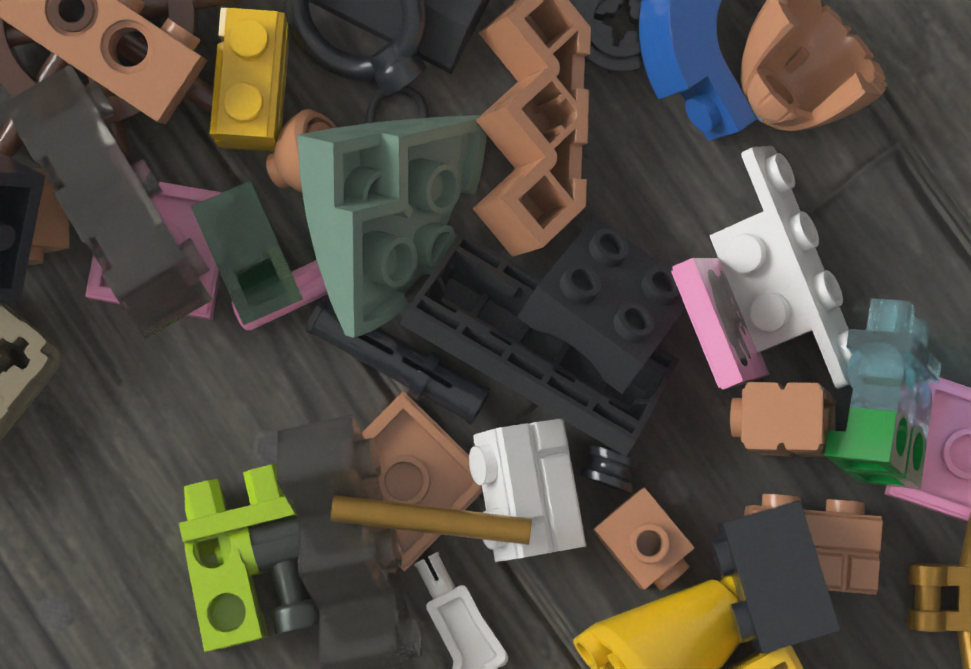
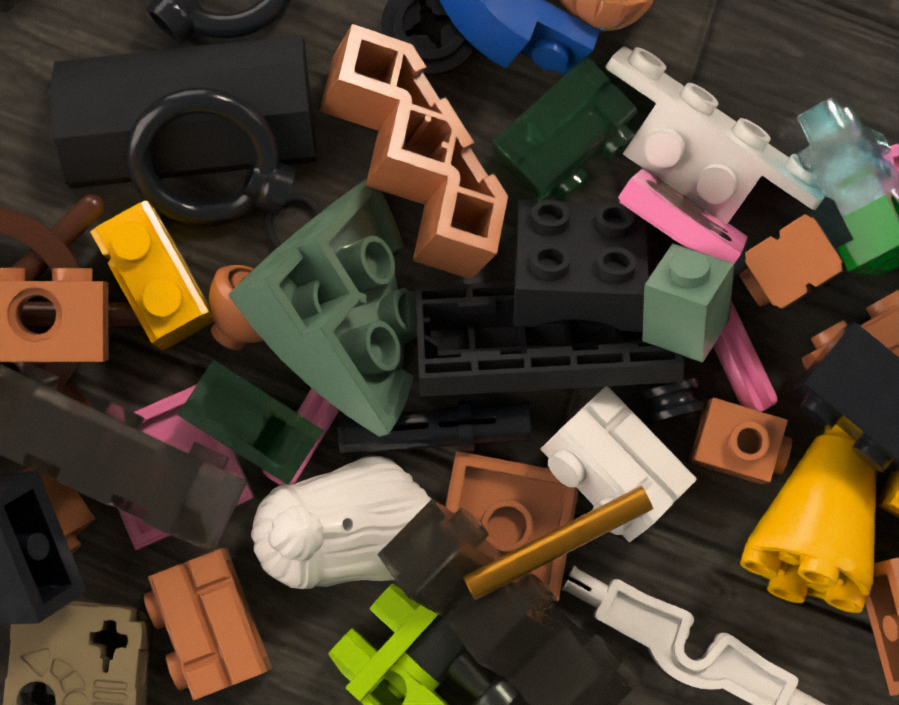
camera: 30 degrees left, 0 degrees up
(102, 395) = (207, 624): none -> nougat brick
(262, 383) = (335, 523): none -> white hair
(672, 392) = (687, 302): none -> sand green brick
(673, 186) = (566, 132): none -> clear green brick
(692, 466) = (743, 366): none -> bright pink axle

